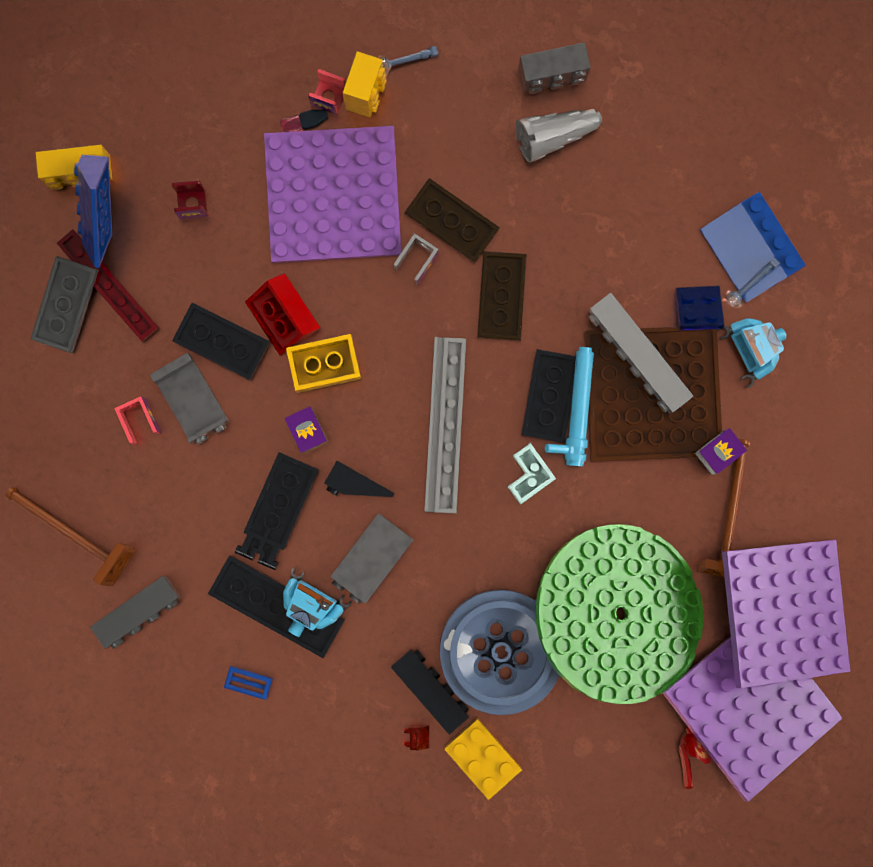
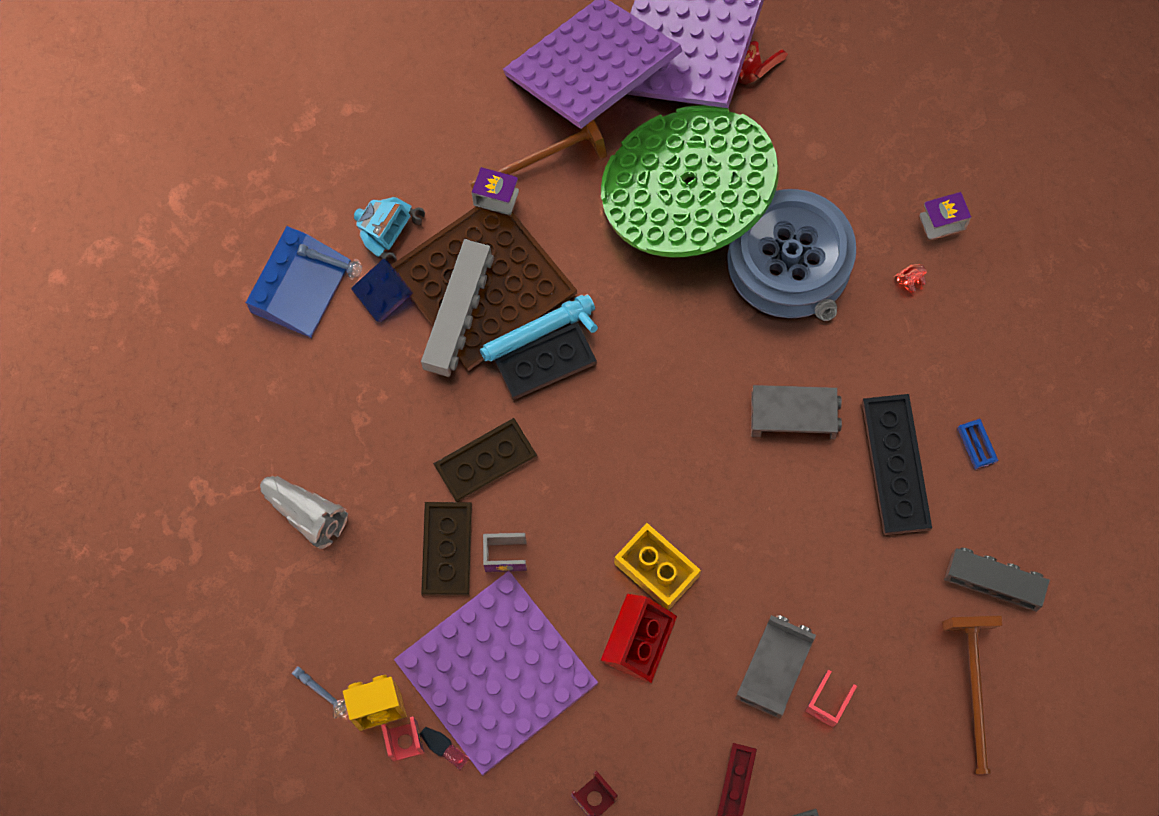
camera: 120 degrees left, 15 degrees down
(221, 341) = (703, 676): black plate -> none
(277, 509) = (814, 520): black hinge -> none
(306, 430) = (727, 541): dark purple piece -> none
(309, 606) = (875, 432): medium azure torso -> none
(349, 482) = (743, 472): black slope -> none
(430, 691) = (866, 291): black brick -> none
(434, 647) = (826, 309): none -> light grey plate
(445, 425) = (633, 430): light grey plate -> none
(448, 804) = (945, 216): none -> piece
(462, 649) = (814, 276): white sticker -> none
(482, 758) = (887, 215): yellow brick -> none
(536, 474) = (624, 326): light aqua brick -> none
(554, 68) = (246, 546): flat silver brick -> none

